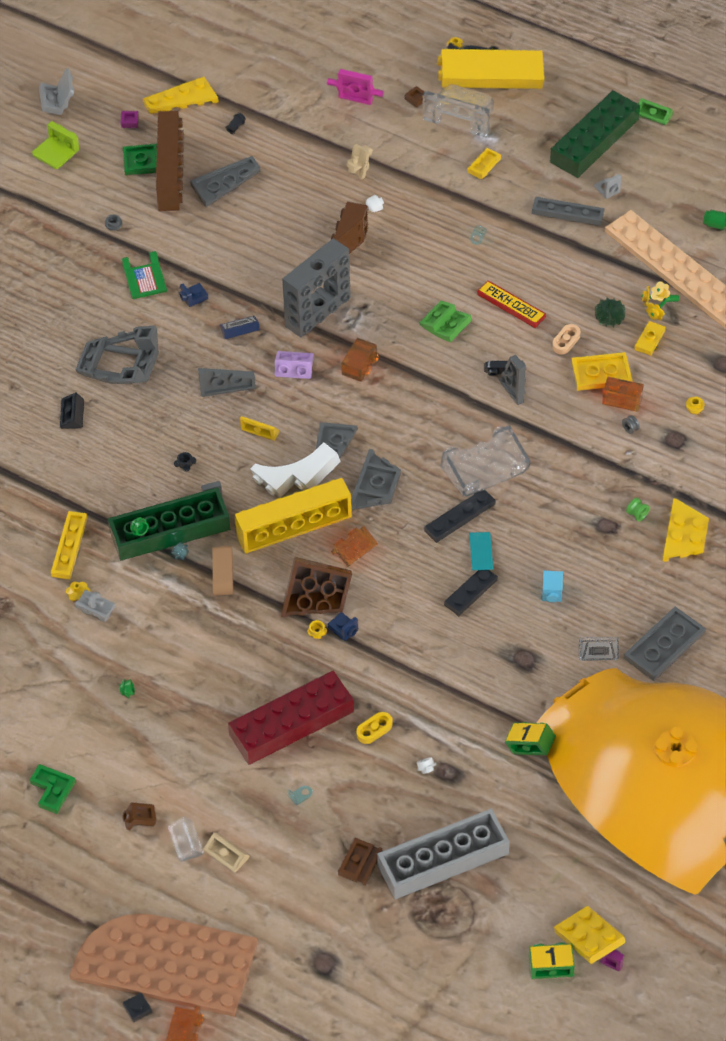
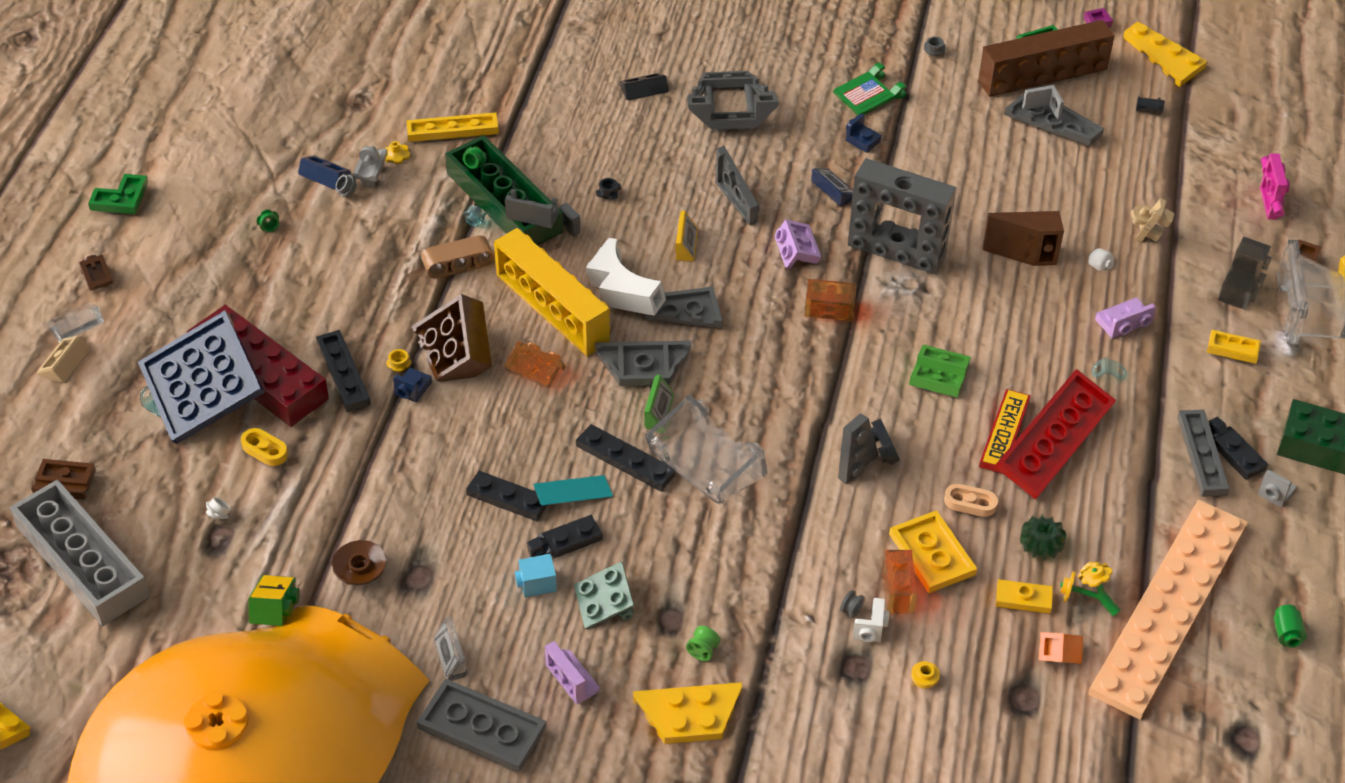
camera: 70 degrees right, 5 degrees down
(80, 643) = (321, 170): none -> dark blue slope
(109, 634) = (346, 185): none -> dark grey plate
(213, 173) = (1043, 97): none -> light grey bracket
(215, 502) = (531, 211): none -> dark grey hinge
(301, 749) = (200, 377): none -> plate
(314, 665) = (343, 371): none -> black plate
(419, 485) = (658, 402): none -> slope
(427, 133) = (1246, 273): none -> clear smoke brick
(435, 208) = (1125, 317): none -> lavender bracket
(510, 680) = (355, 555): none -> reddish brown dish
(521, 564) = (566, 538): none -> black hinge
(528, 277) = (1055, 434): none -> red plate
(571, 194) = (1236, 450): none -> black hinge
(581, 553) = (605, 596): none -> hinge
(641, 585) = (570, 673): none -> lavender bracket
(649, 416) = (872, 629): none -> white bracket
(697, 331) = (1061, 647): none -> orange panel

